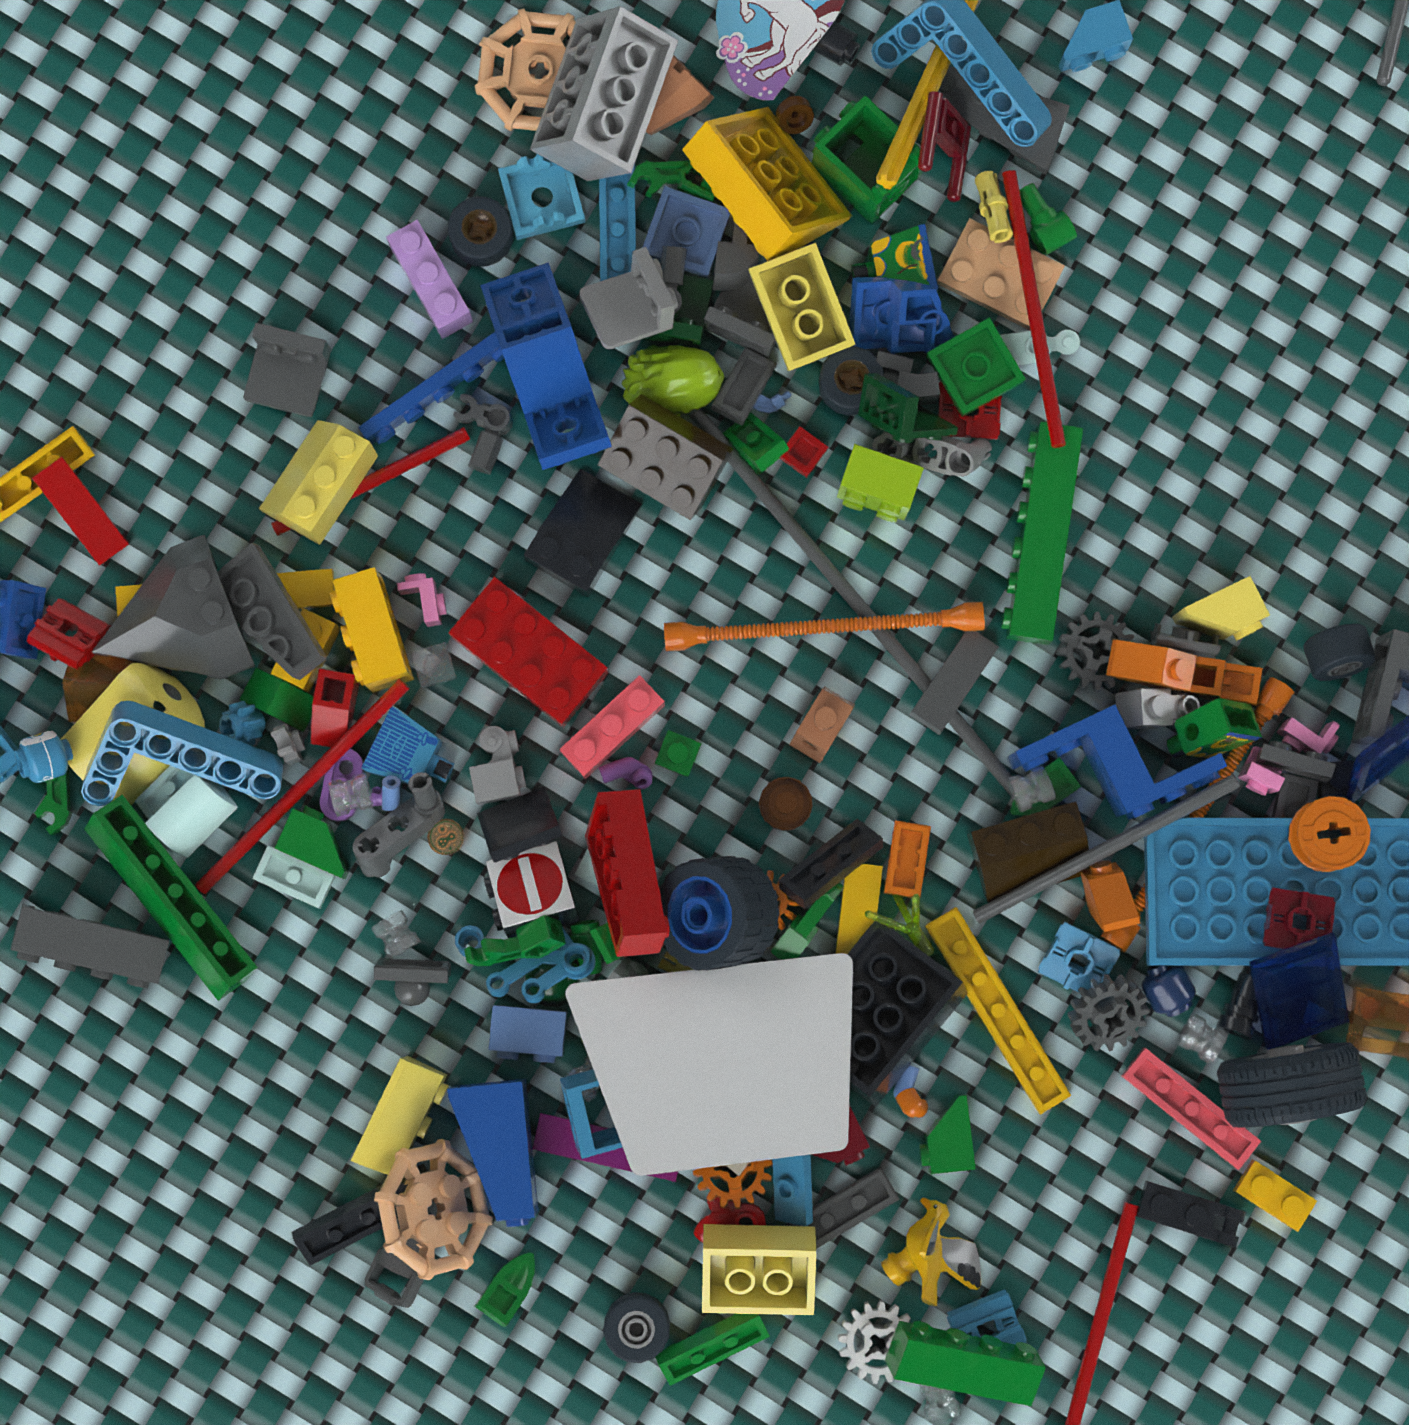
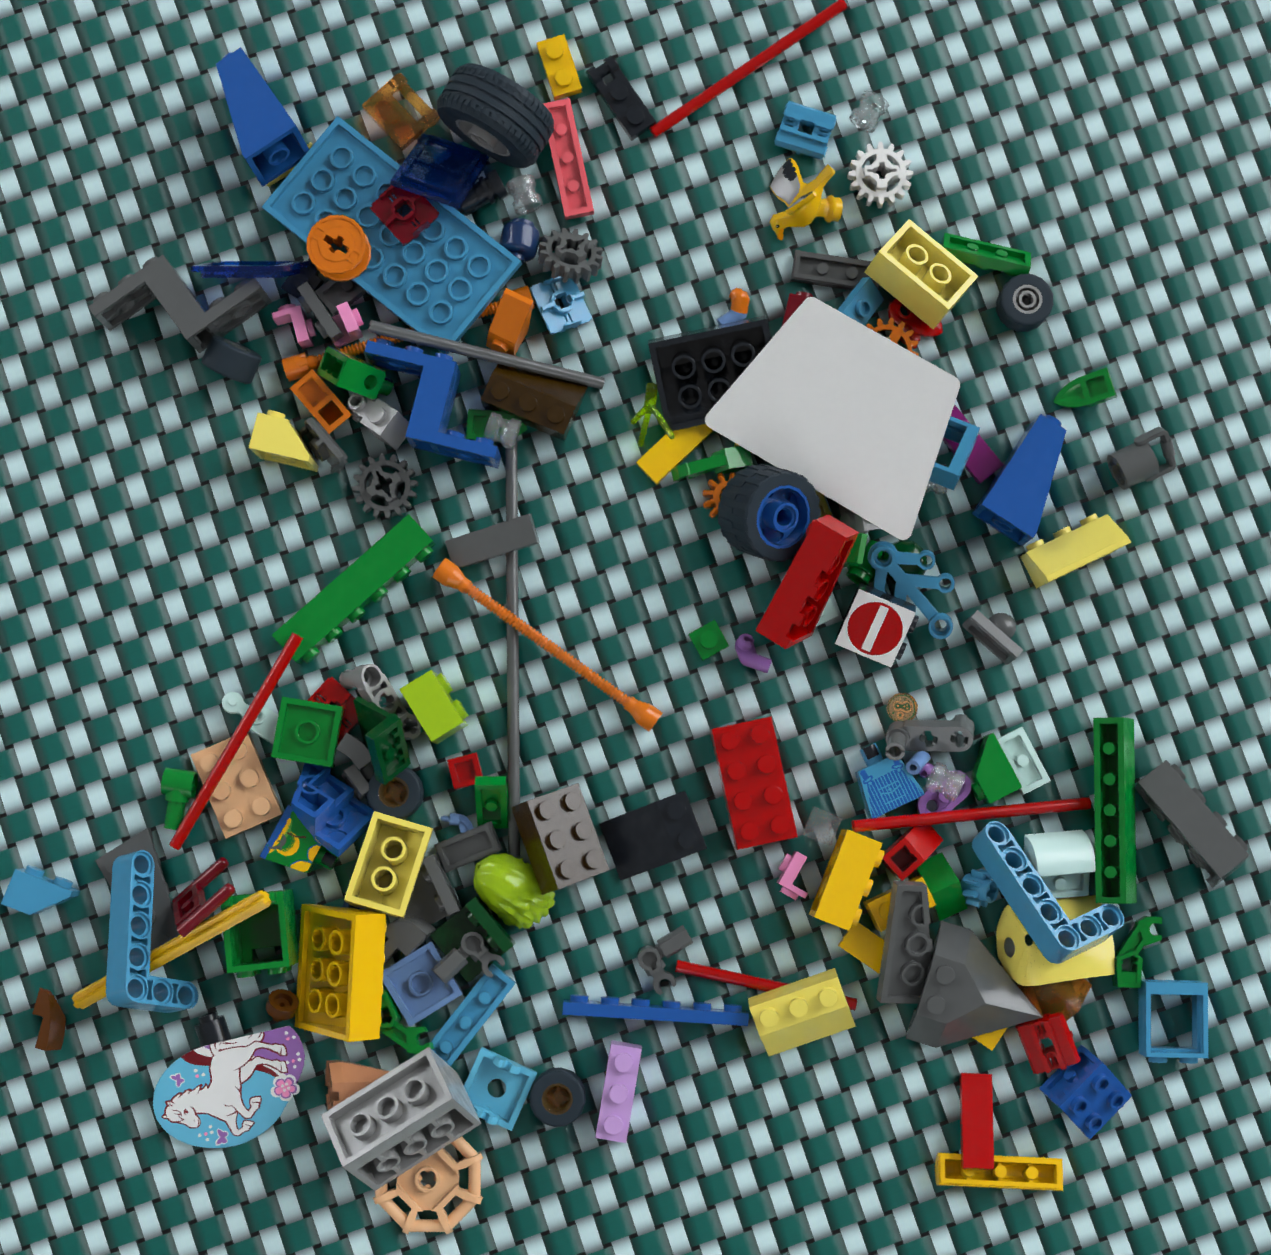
camera: 140 degrees left, 0 degrees up
(43, 756) = (1129, 970): dark azure head -> none
(286, 370) = (764, 1105): dark grey bracket -> none
(288, 743) = (958, 850): light grey plate -> none
(342, 1225) = (1142, 507): black plate -> none
(395, 934) = (984, 669): clear wheel -> none
(451, 1204) = (1092, 459): light nougat plate -> none
(499, 777) = (836, 716): light grey brick -> none
(519, 825) = (850, 674): black tile -> none
(527, 1031) = (948, 539): medium blue brick -> none
(531, 941) = (903, 591): green piece -> none
(545, 366) = (590, 964): blue bracket -> none
(612, 727) = (738, 690): coral brick -> none
(631, 303) = (501, 958): light grey bracket -> none
(785, 803) = (665, 551): reddish brown plate -> none
(822, 724) = (599, 582): nougat torso -> none
(830, 863) = (669, 487): black plate -> none
(907, 859) = (617, 453): orange plate -> none
(949, 1140) = (735, 259): green slope -> none
(965, 1363) = (838, 116): green brick -> none
(993, 206) = (203, 832): light yellow pin -> none
(998, 1011) = (637, 316): yellow tile -> none
(1151, 665) = (359, 446): orange slope -> none

